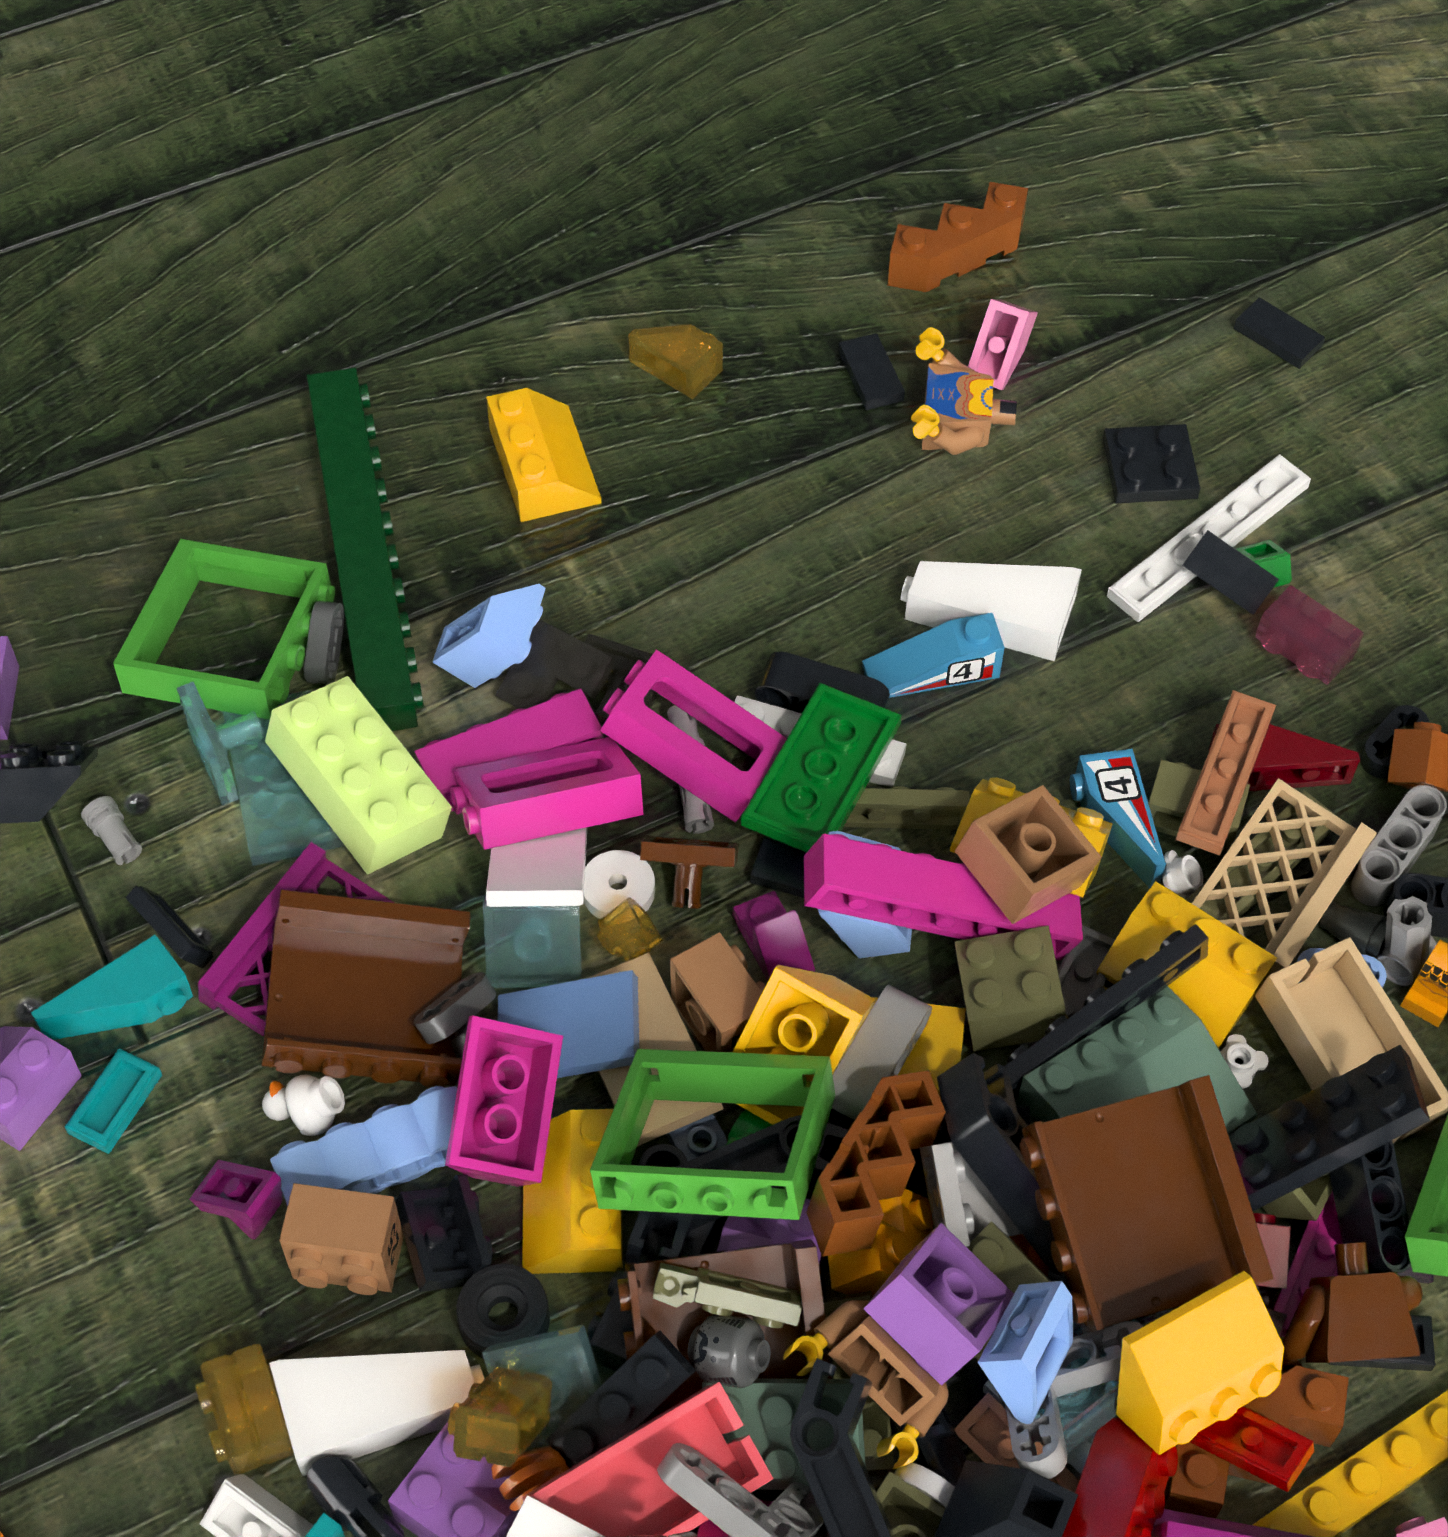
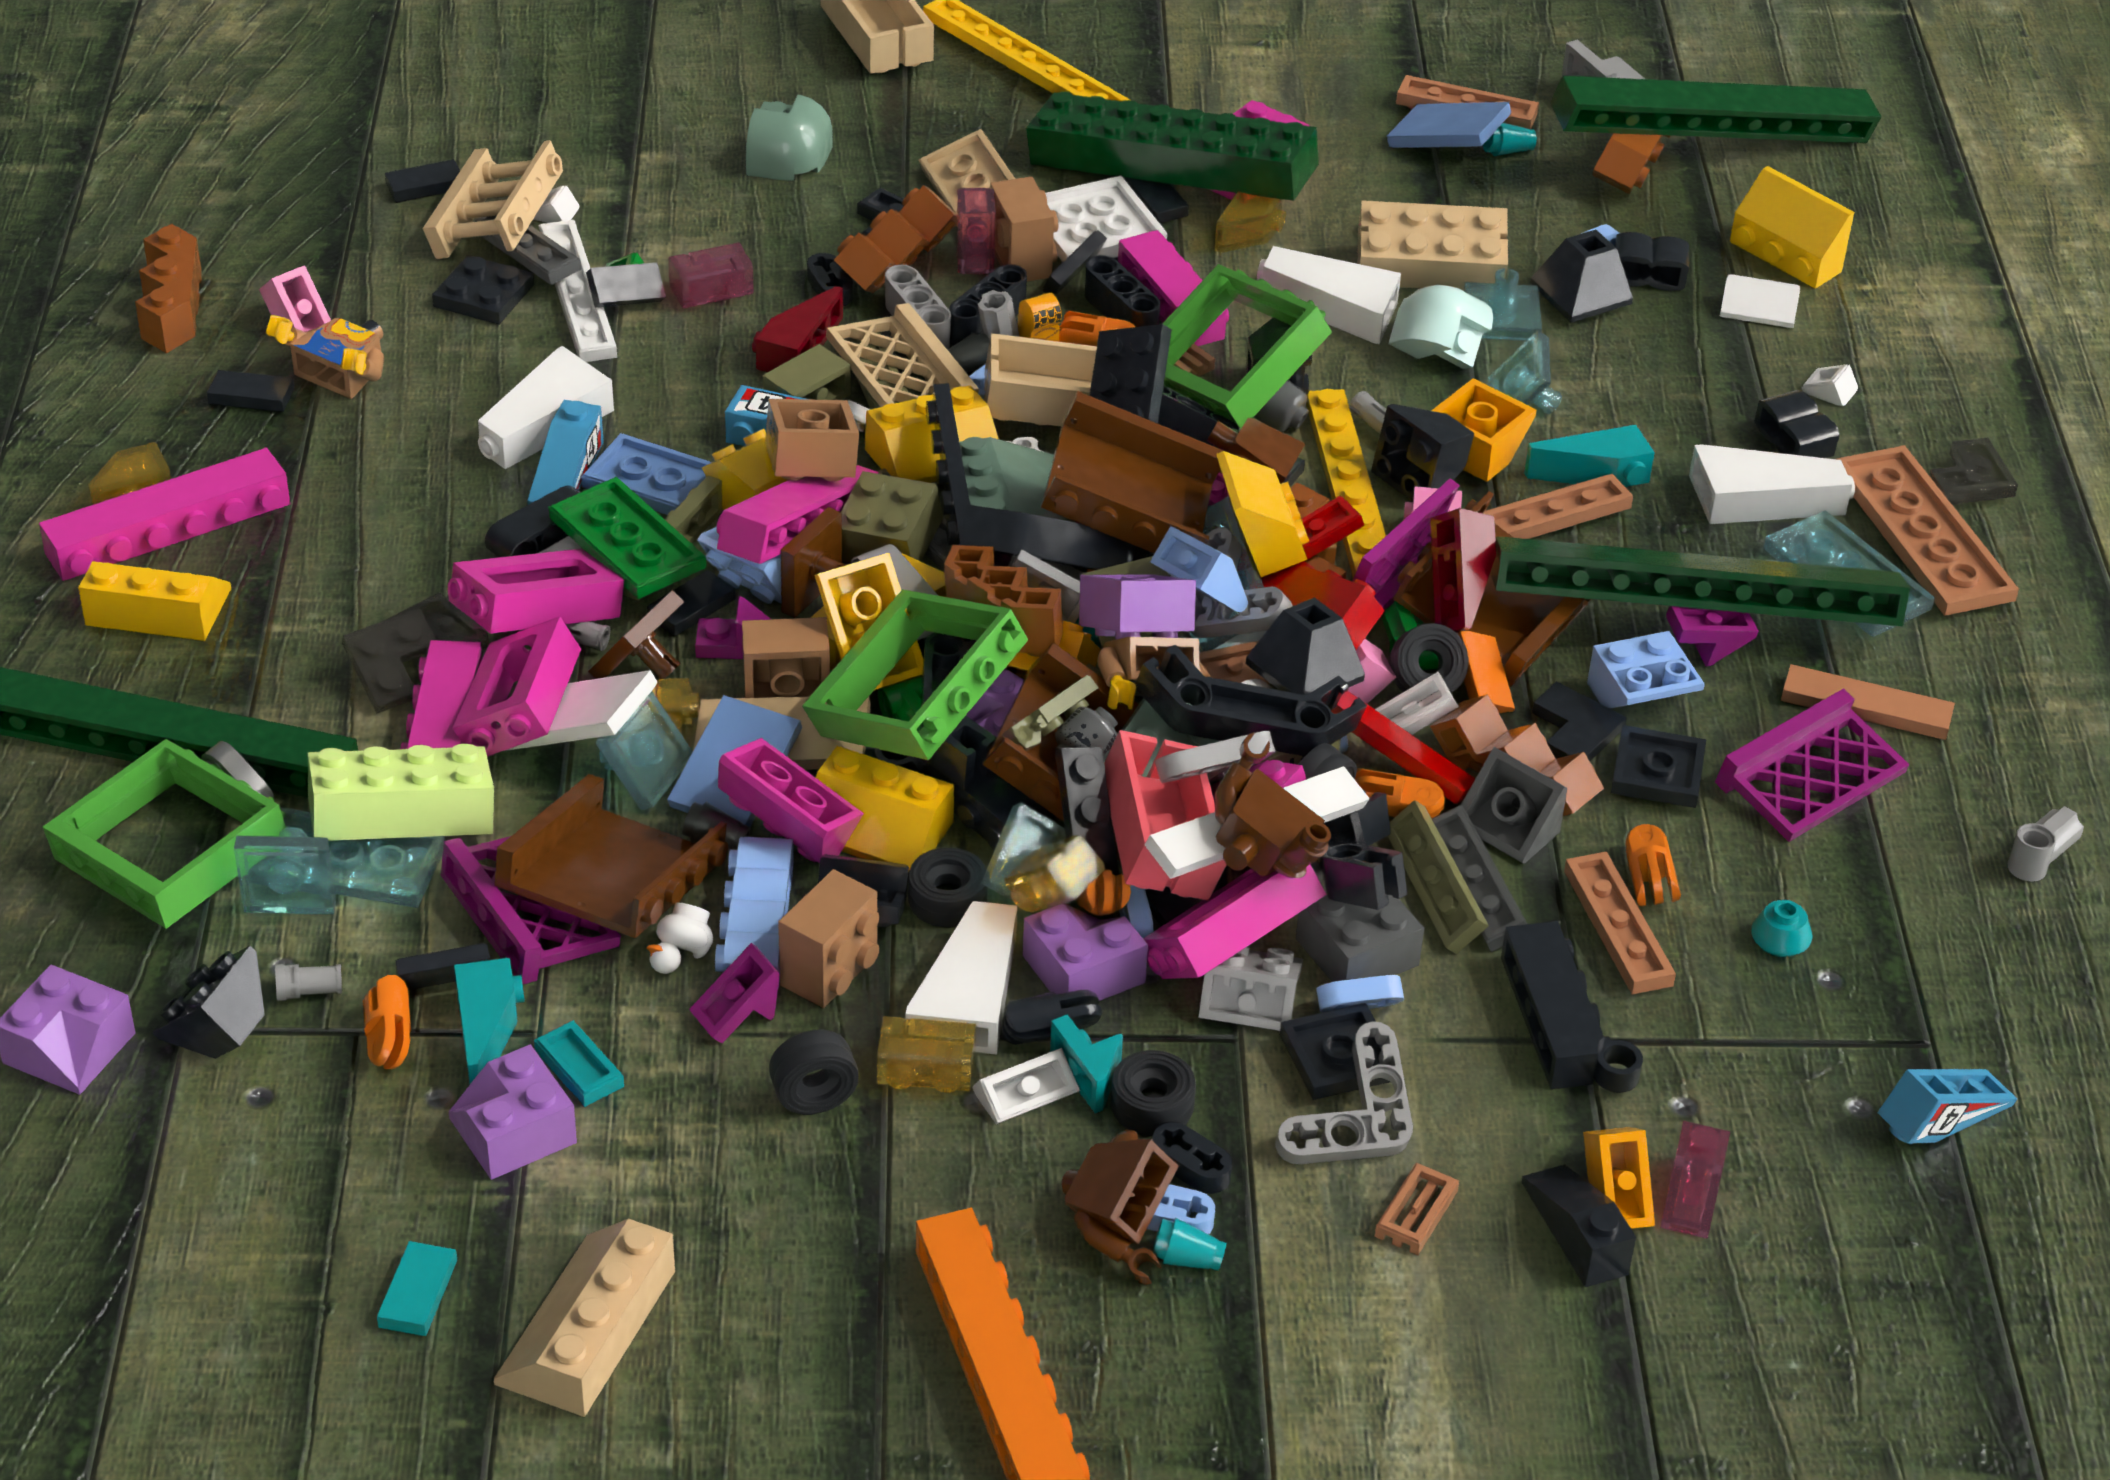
camera: 65 degrees left, 15 degrees down
(90, 916) = (387, 1022): none -> orange arm
(156, 1315) = (808, 1053): none -> black tyre
(454, 1007) = (666, 817): dark grey beam -> none
(490, 636) = (333, 671): light blue slope -> none
(652, 404) = (165, 513): none -> dark pink brick
(895, 950) = (807, 554): none -> reddish brown tile
(969, 735) = (650, 470): none -> medium blue tile
(1225, 773) = (802, 347): nougat tile -> none
(1234, 462) = (539, 254): none -> dark grey tile
(1267, 377) = (478, 182): none -> tan fence
(1323, 452) = (558, 206): none -> white slope

